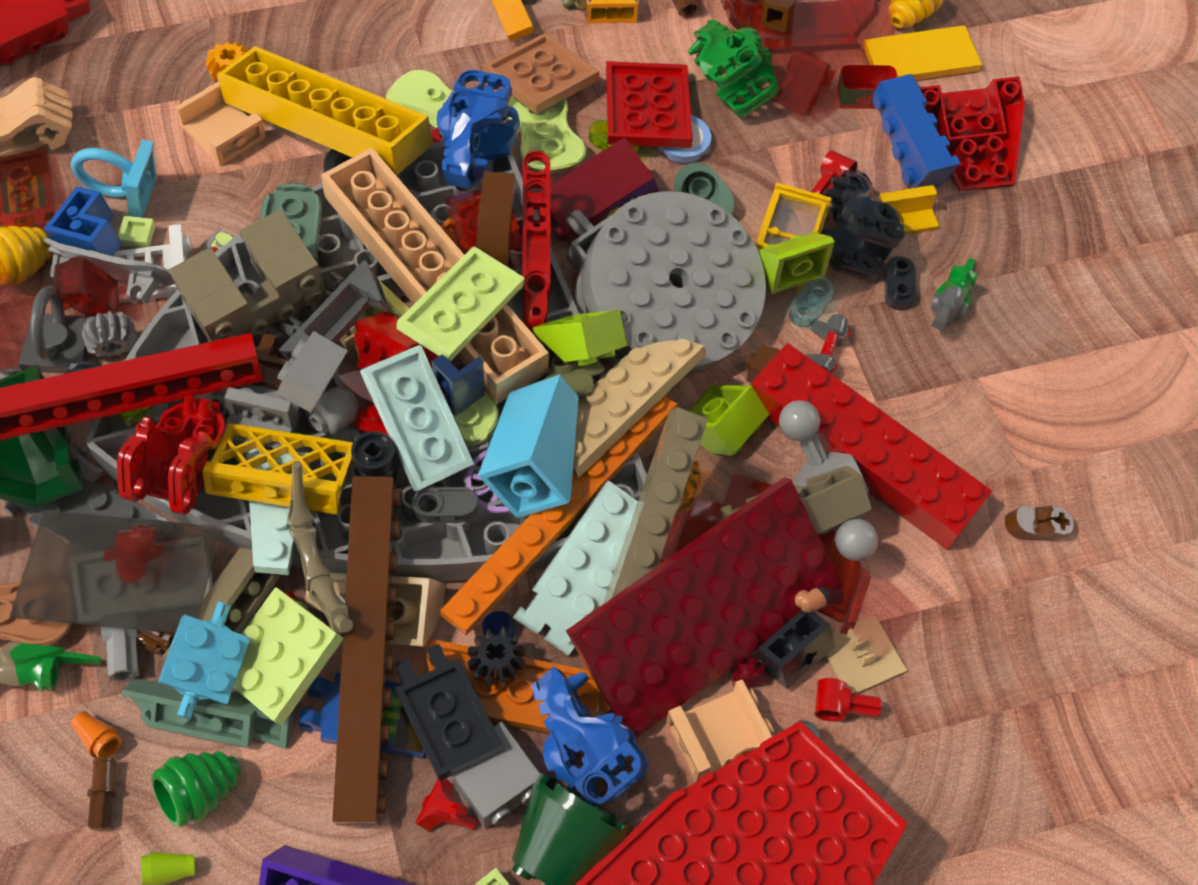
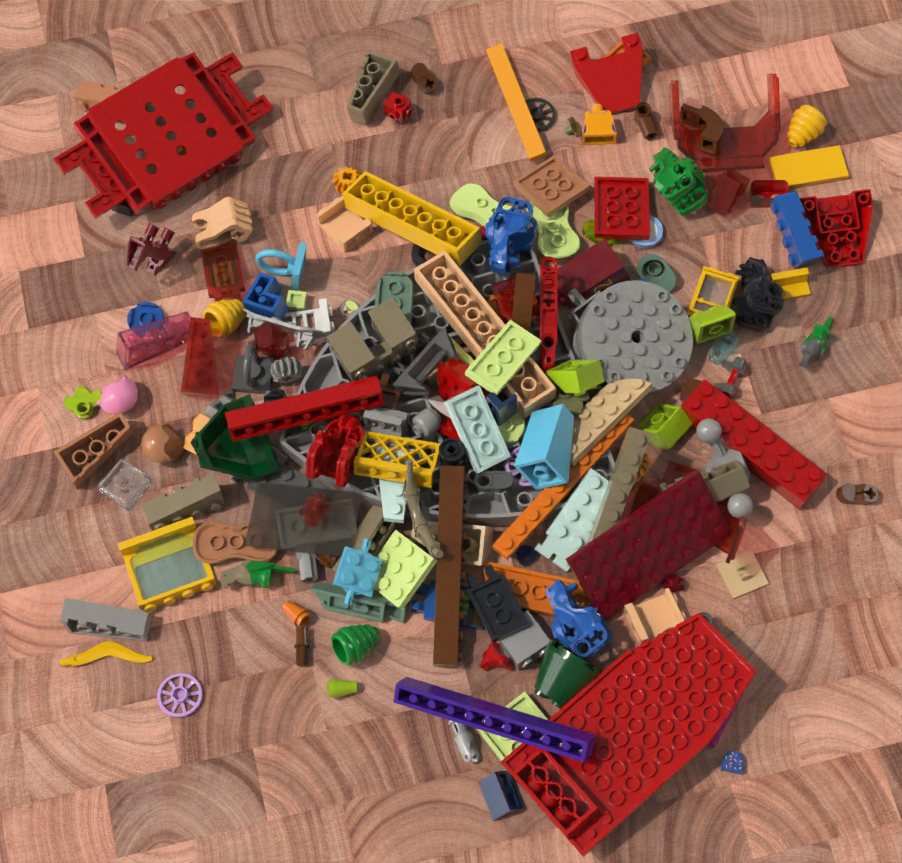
camera: 10 degrees right, 5 degrees up
(310, 370) = (413, 400): light grey brick -> none
(495, 668) = (524, 579): black gear -> none
(796, 647) = (702, 569): black brick -> none
(818, 598) = (715, 540): nougat arm -> none
(833, 166) = (741, 254): red axle -> none
(836, 701) = (724, 601): red axle -> none
(899, 280) = (781, 332): black plate -> none

